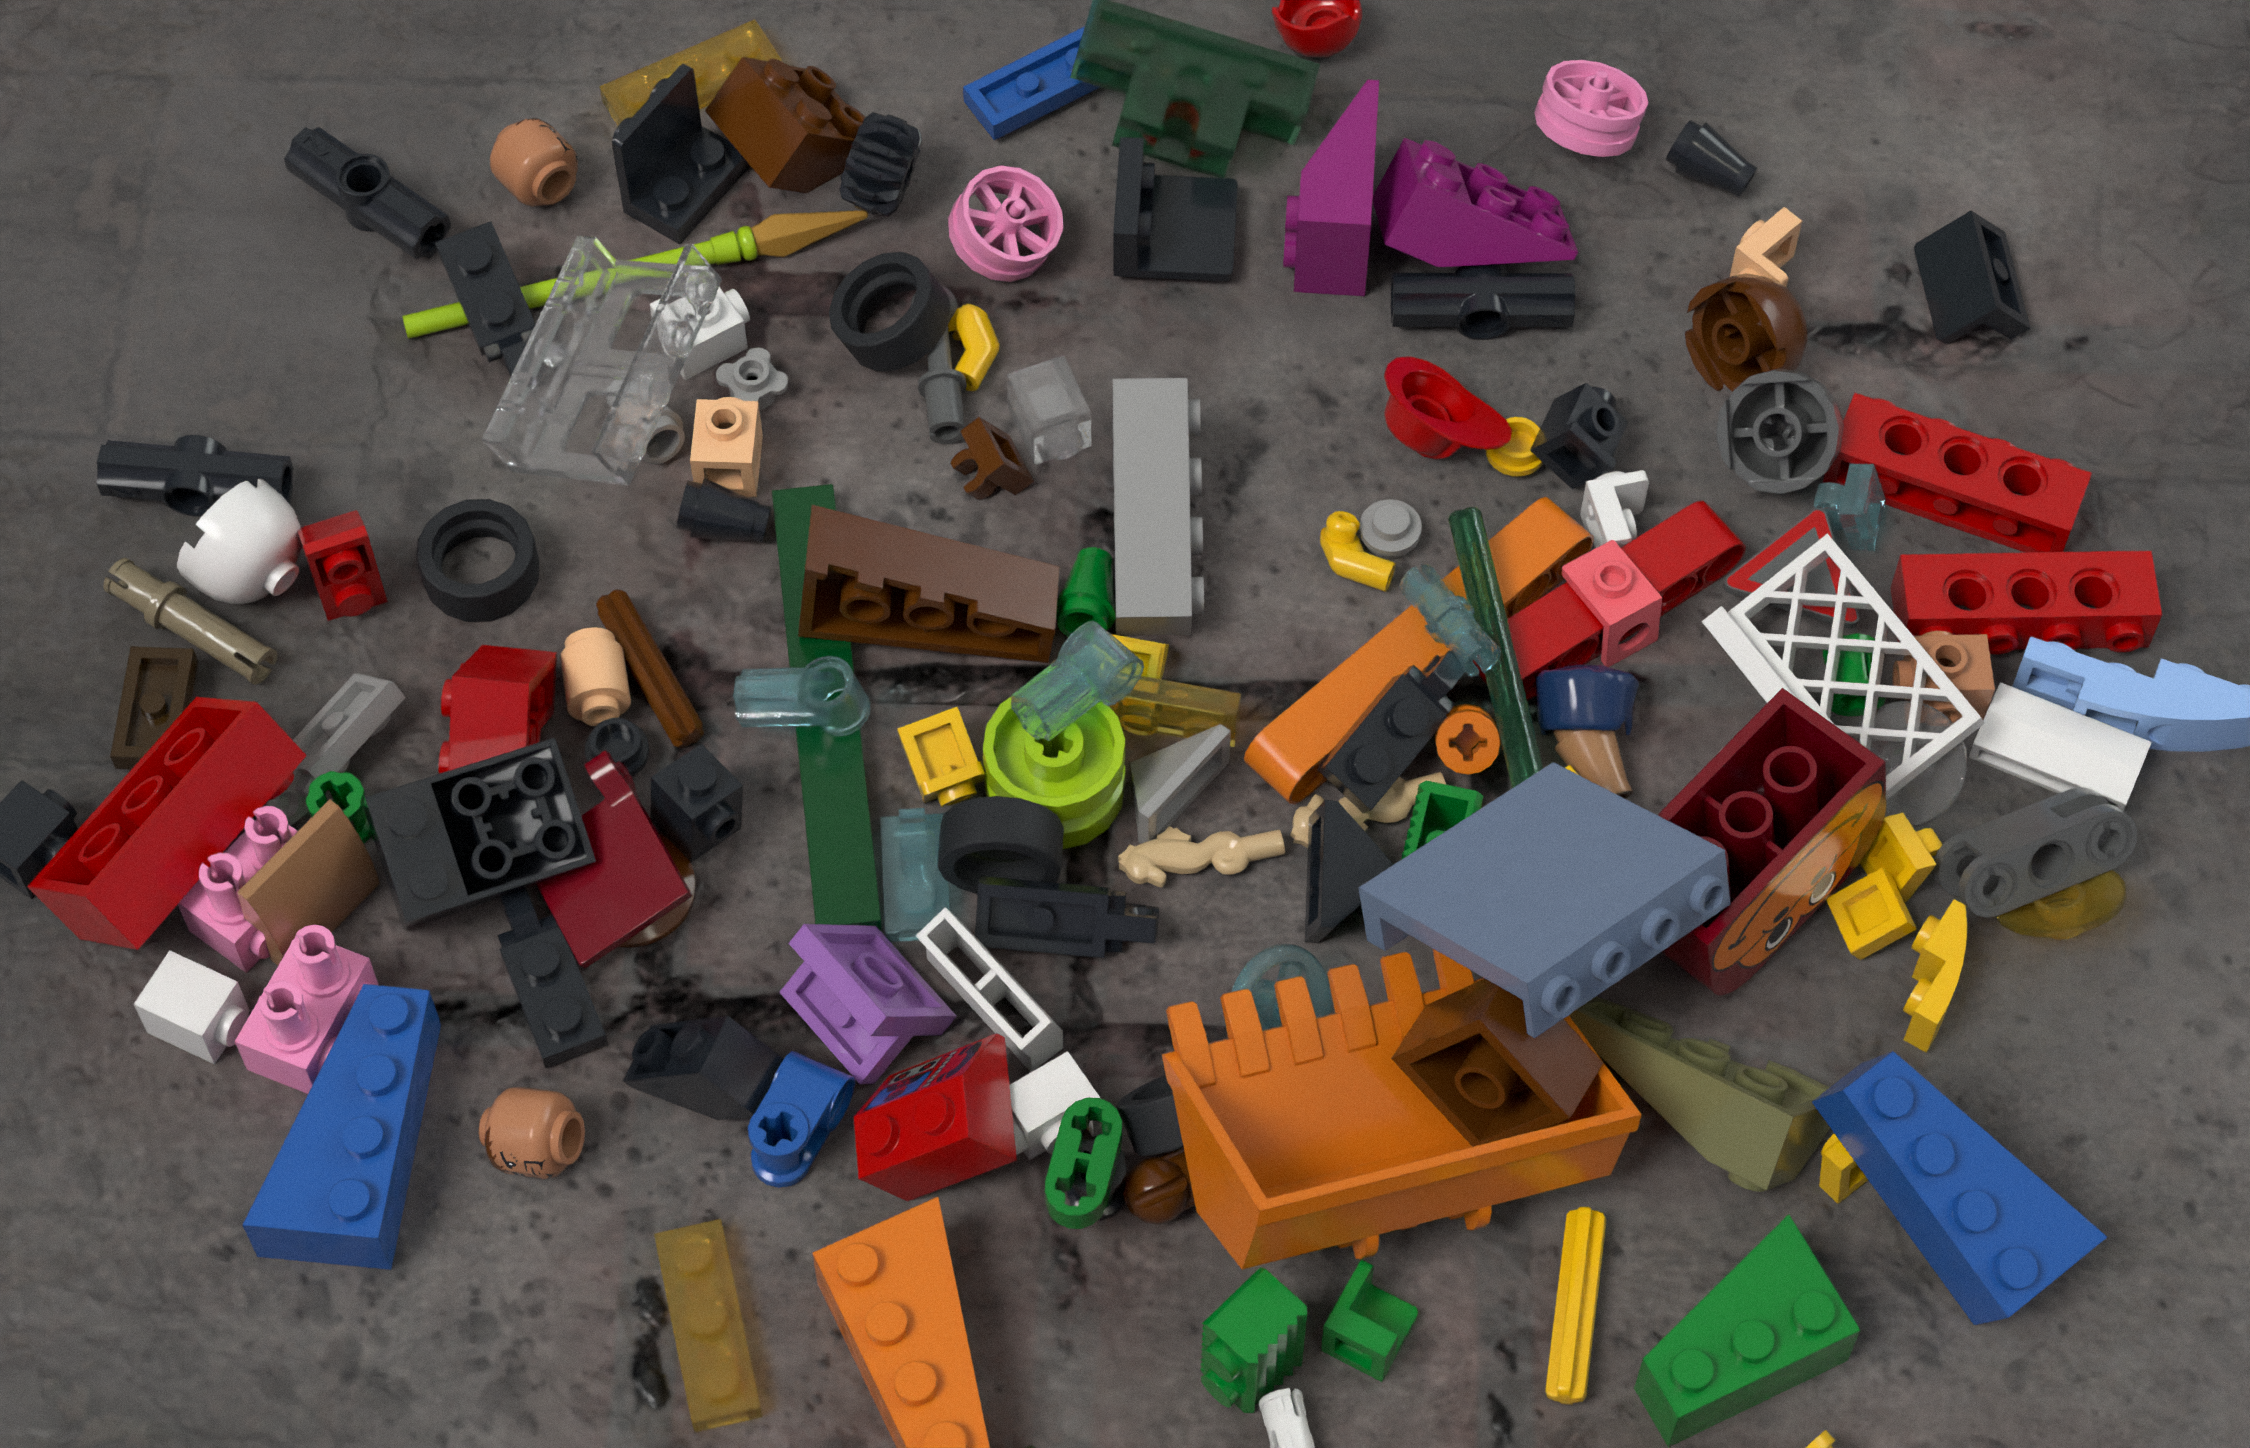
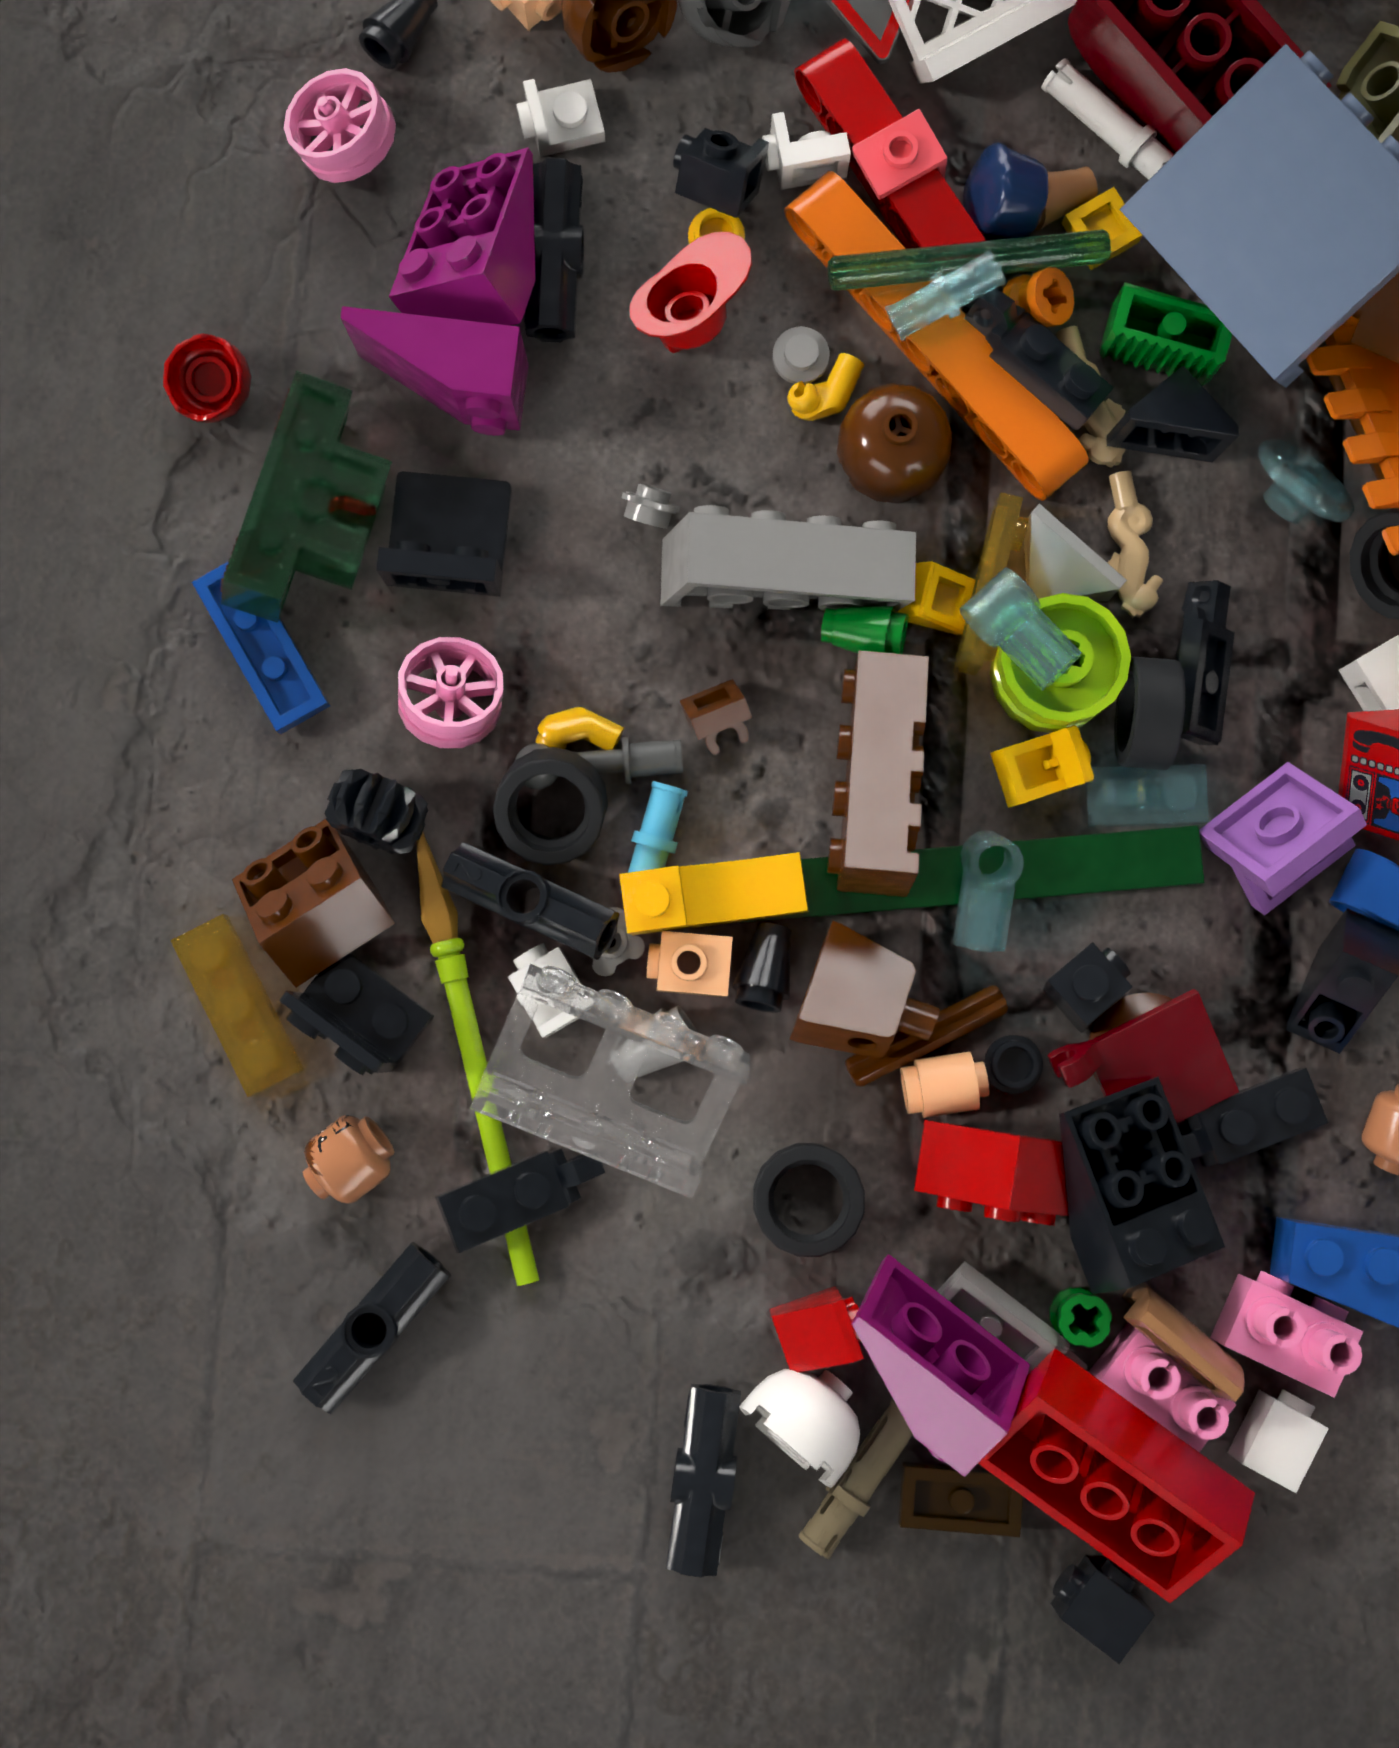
camera: 90 degrees left, 25 degrees up
(303, 640) = (939, 1366): none -> magenta slope
(687, 582) = (860, 997): none -> torso
(790, 296) = (559, 914): none -> black piece
(795, 440) = (713, 893): none -> yellow slope
(856, 412) = (657, 828): none -> medium azure pin
(945, 934) = (1271, 723): white piece -> none
(1049, 410) = (667, 657): clear brick -> none
(1215, 390) = (650, 506): none -> light grey plate
(1299, 617) = (888, 464): none -> reddish brown cylinder
(1631, 302) = (561, 117): none -> white bracket

